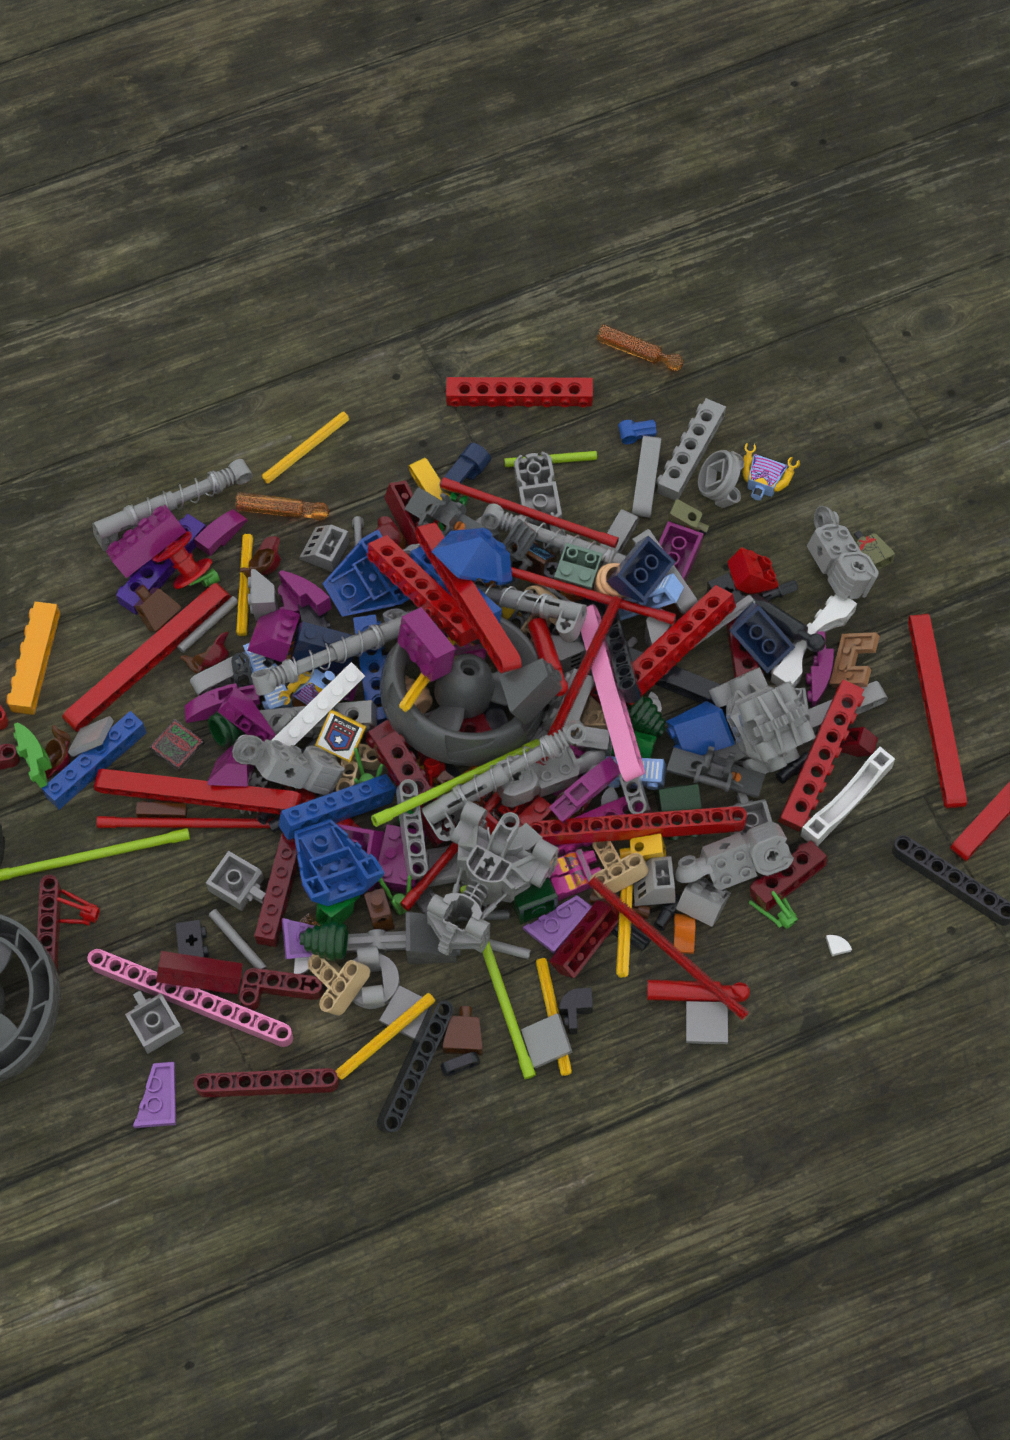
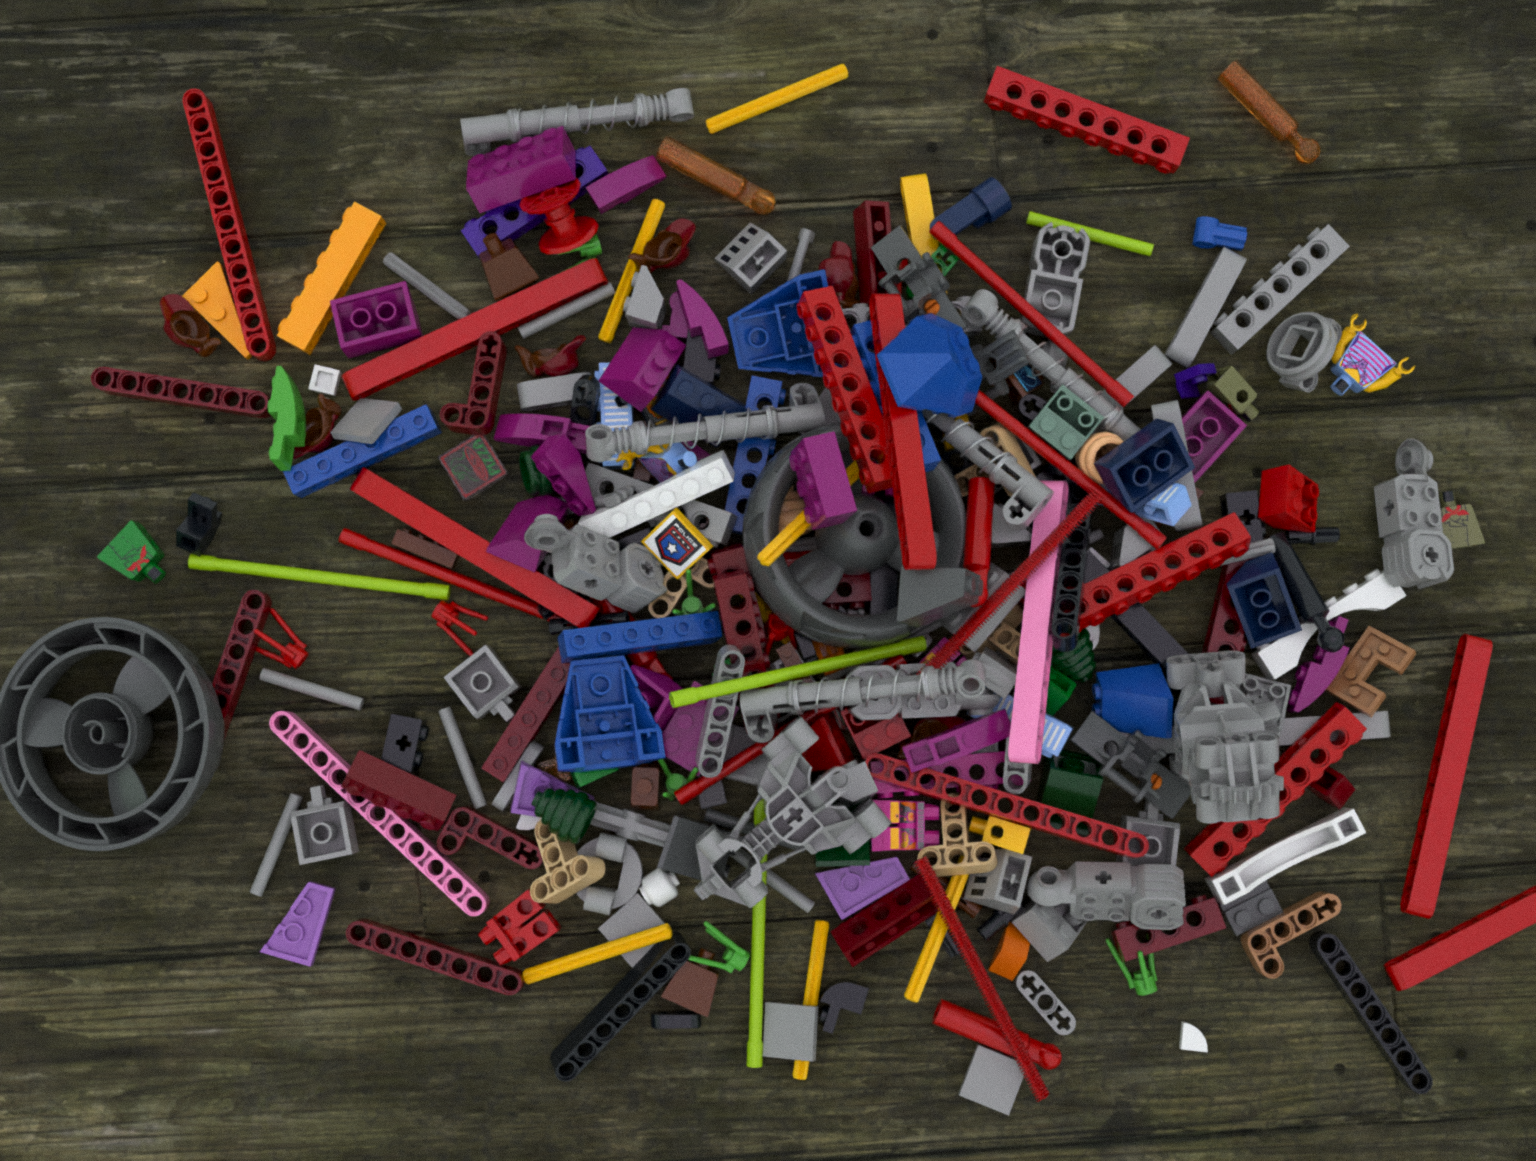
camera: 15 degrees right, 20 degrees up
(47, 723) = (325, 380): none -> white tile
(75, 671) = (376, 319): none -> magenta slope
(100, 641) = (425, 286): none -> light grey axle
(110, 933) = (311, 689): none -> light grey piece
(119, 1053) = (275, 846): none -> light grey piece
(165, 686) = (480, 383): none -> dark red beam
(193, 847) = (447, 614): none -> red plant
(278, 950) = (506, 793): none -> light grey beam
(321, 1039) = (512, 932): none -> red hips
(414, 976) = (659, 887): none -> white head
(486, 1004) = (734, 955): none -> bright green plant
(655, 519) = (1189, 379): none -> dark purple bracket
(720, 949) = (1063, 1011): none -> light grey beam
(840, 843) = (1251, 909): none -> dark grey plate
(874, 843) = (1292, 929): none -> medium nougat beam

